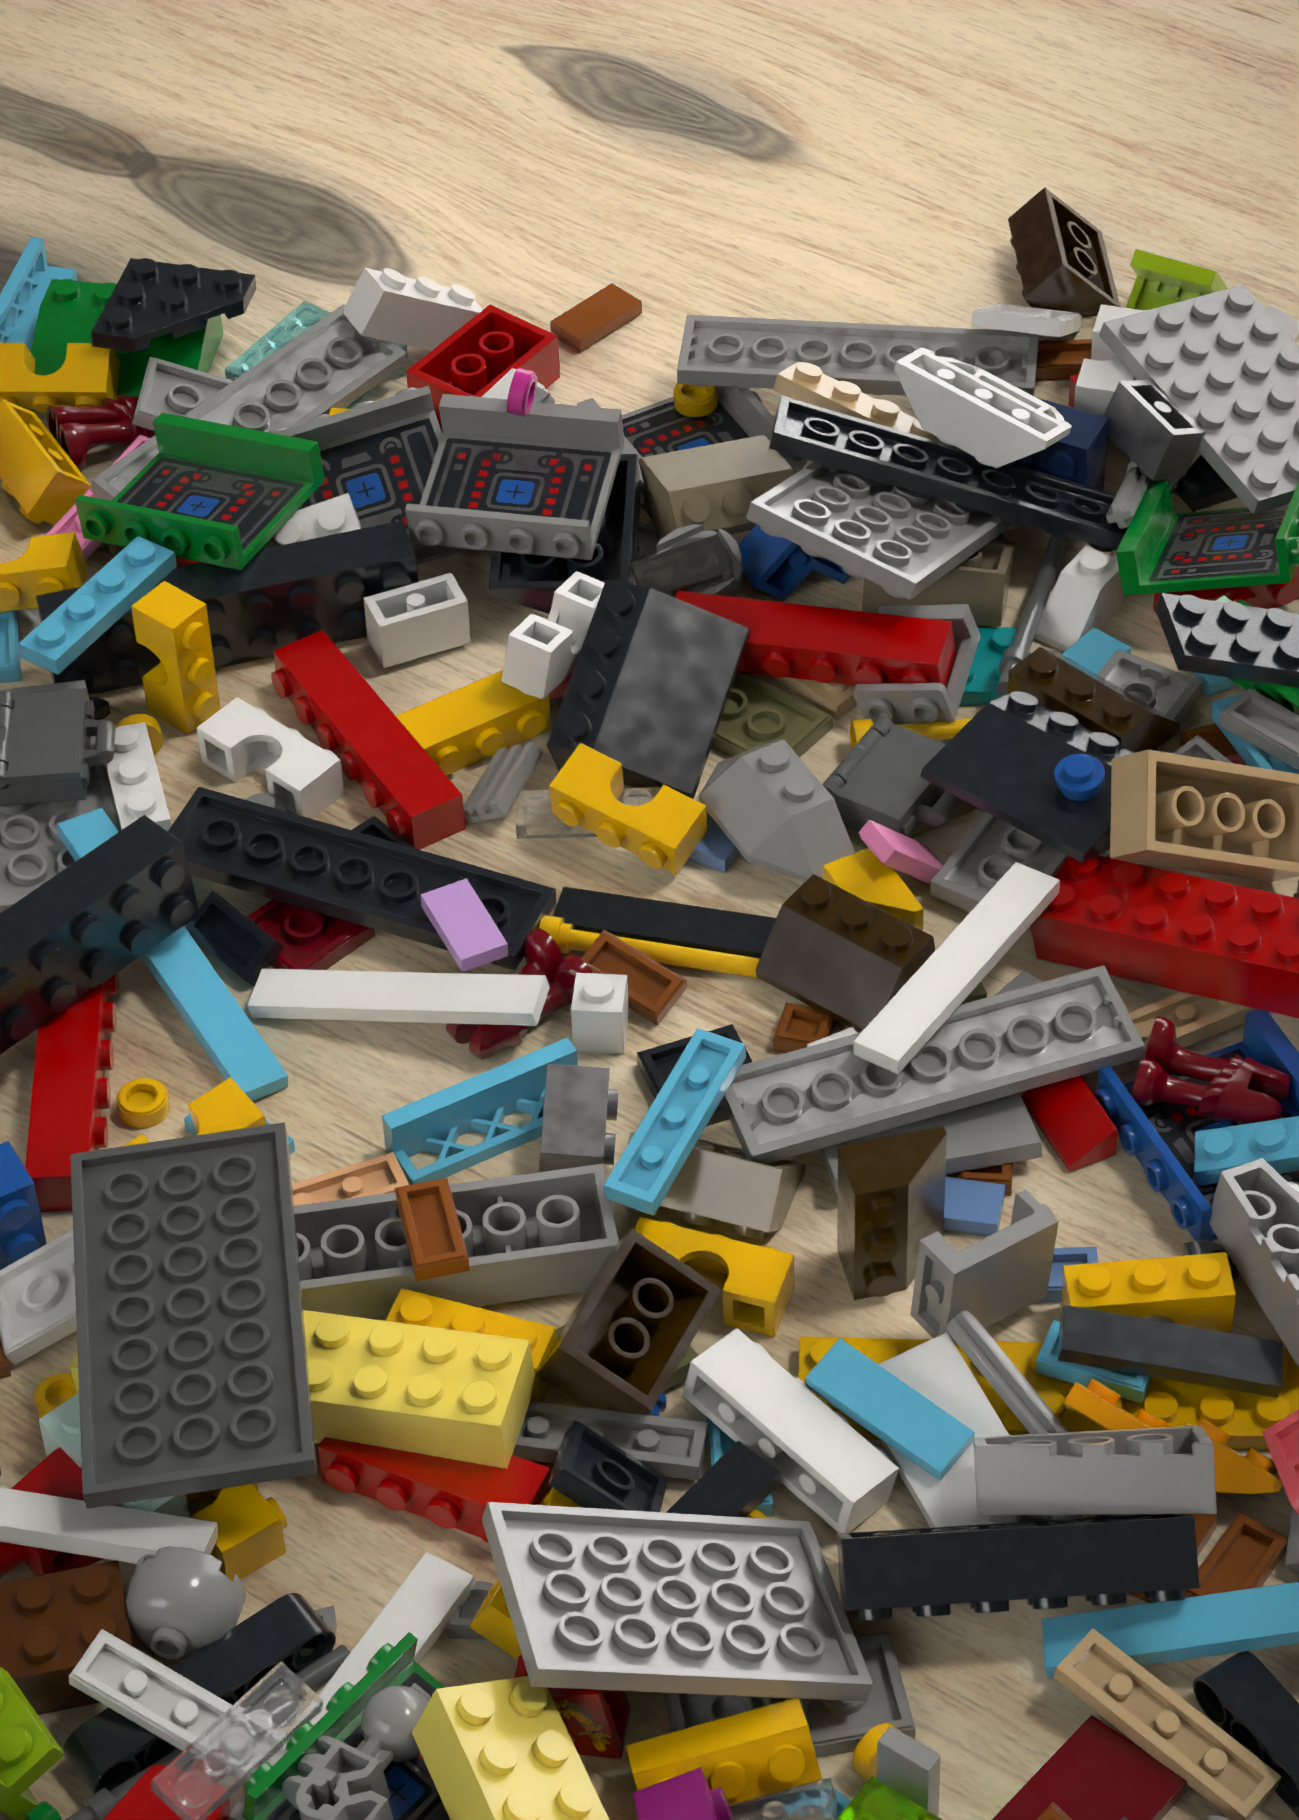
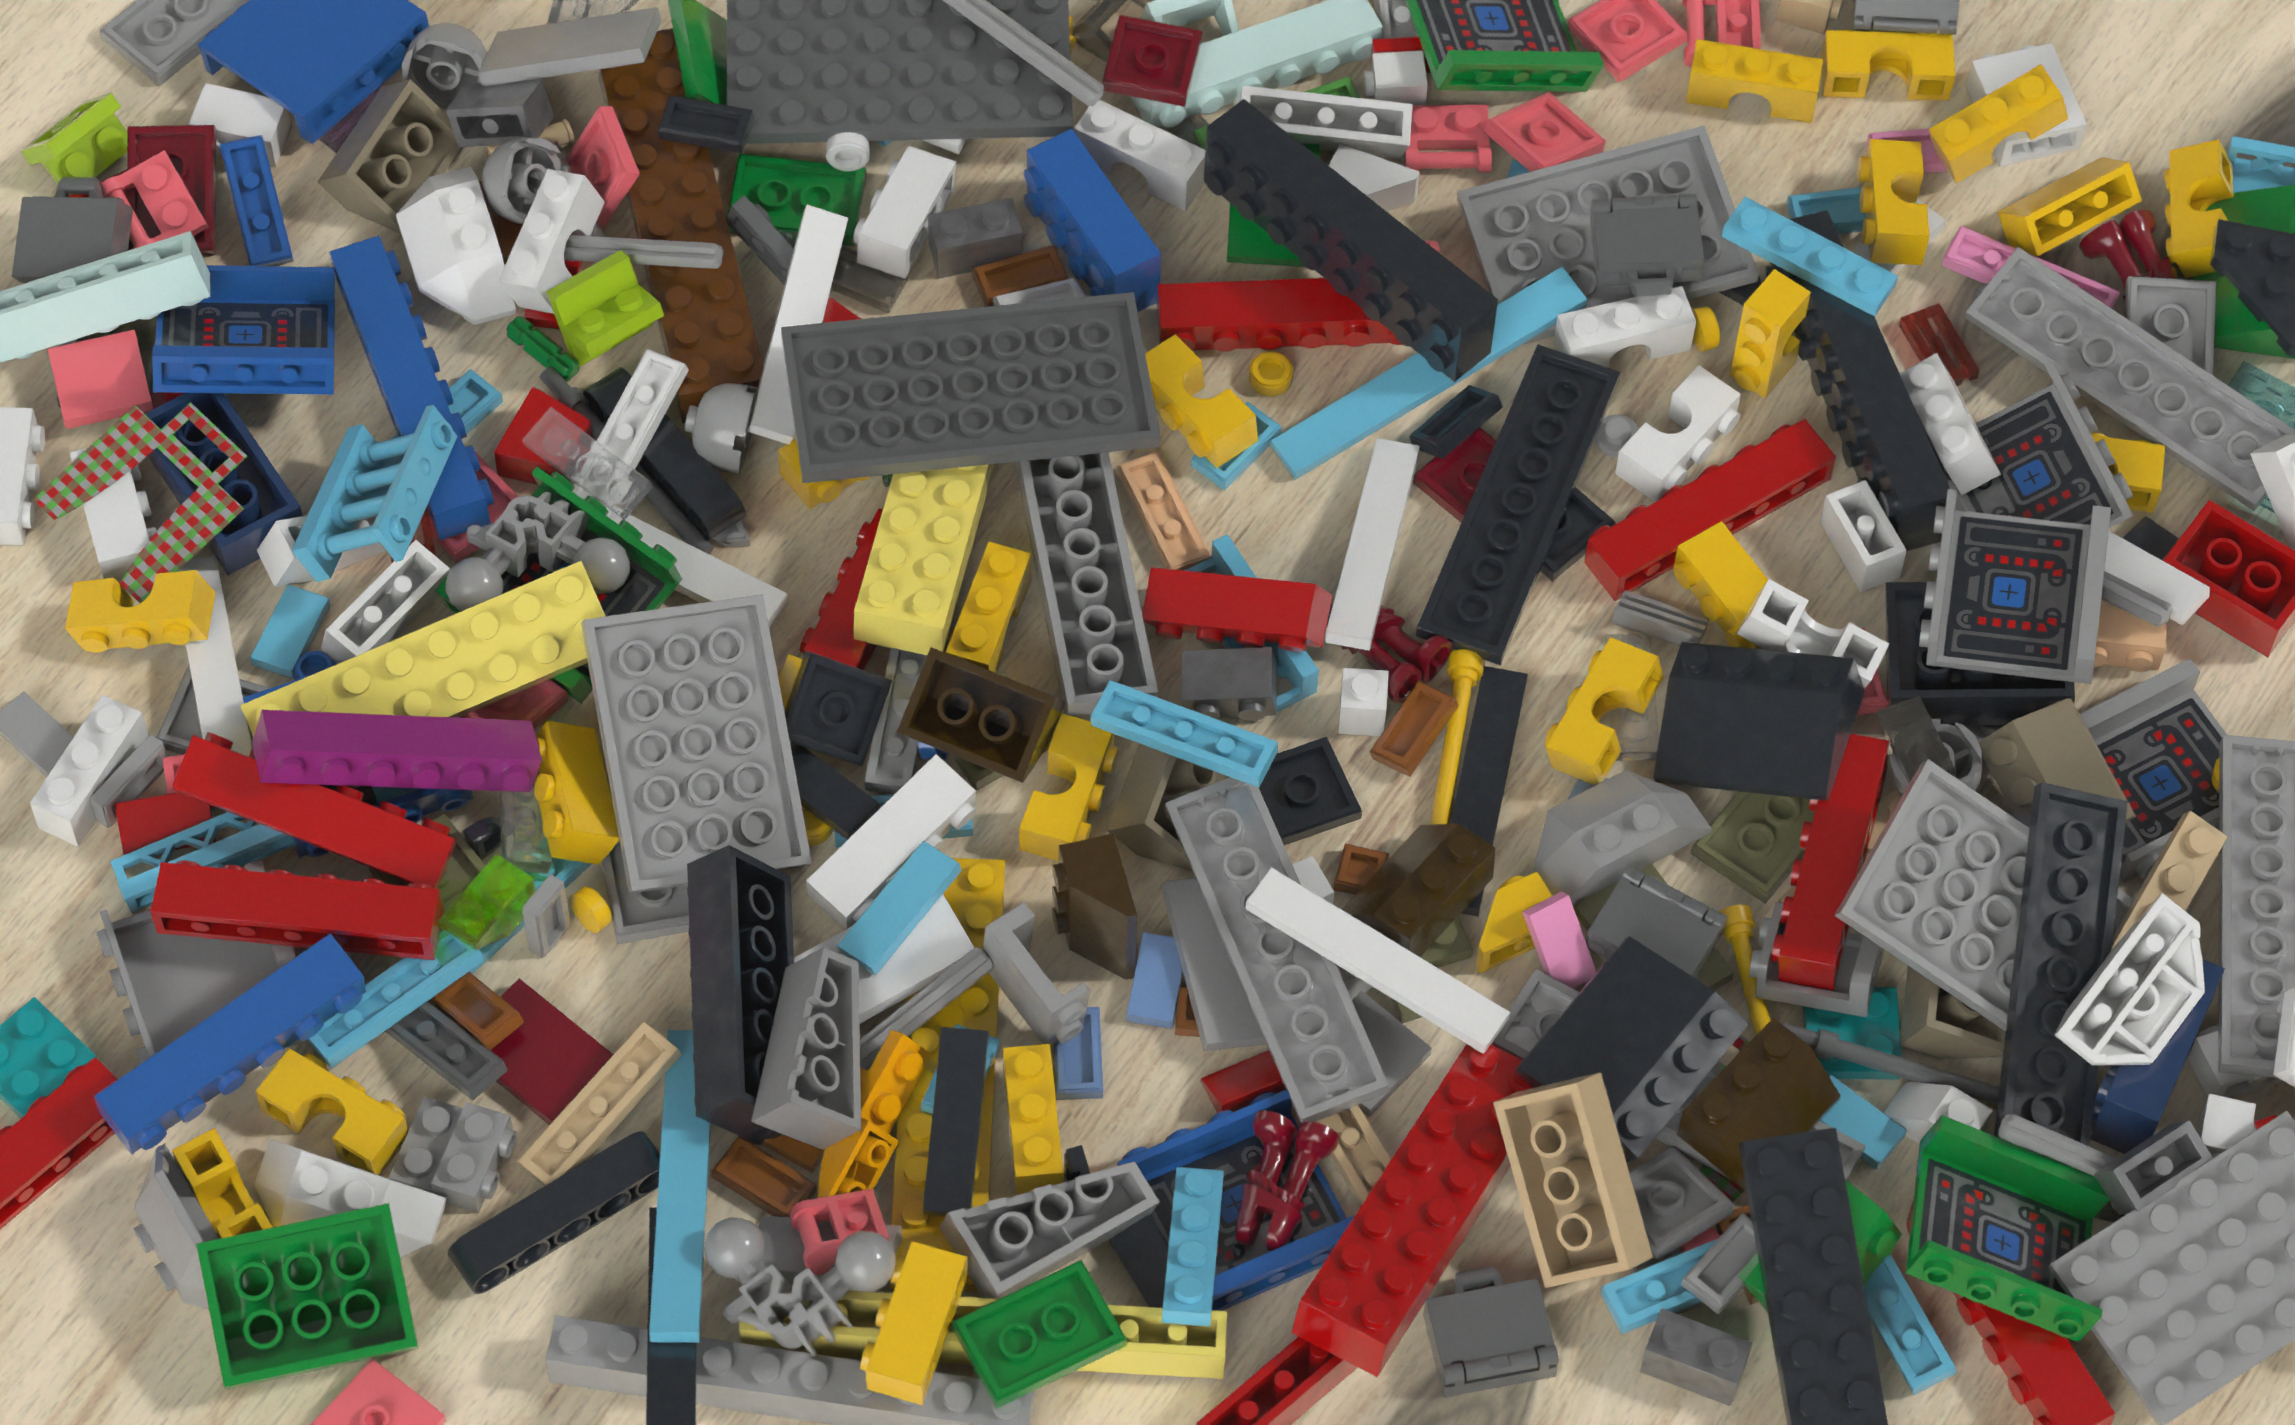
camera: 85 degrees right, 15 degrees up
(208, 492) = (1968, 331): green panel -> none
(431, 1229) = (1079, 565): dark orange tile -> none
(464, 925) = (1444, 582): lavender tile -> none
(494, 1089) = (1236, 608): none -> red brick
(521, 392) = (2095, 565): dark pink tile -> none
(1079, 776) = (1603, 1055): blue plate -> none

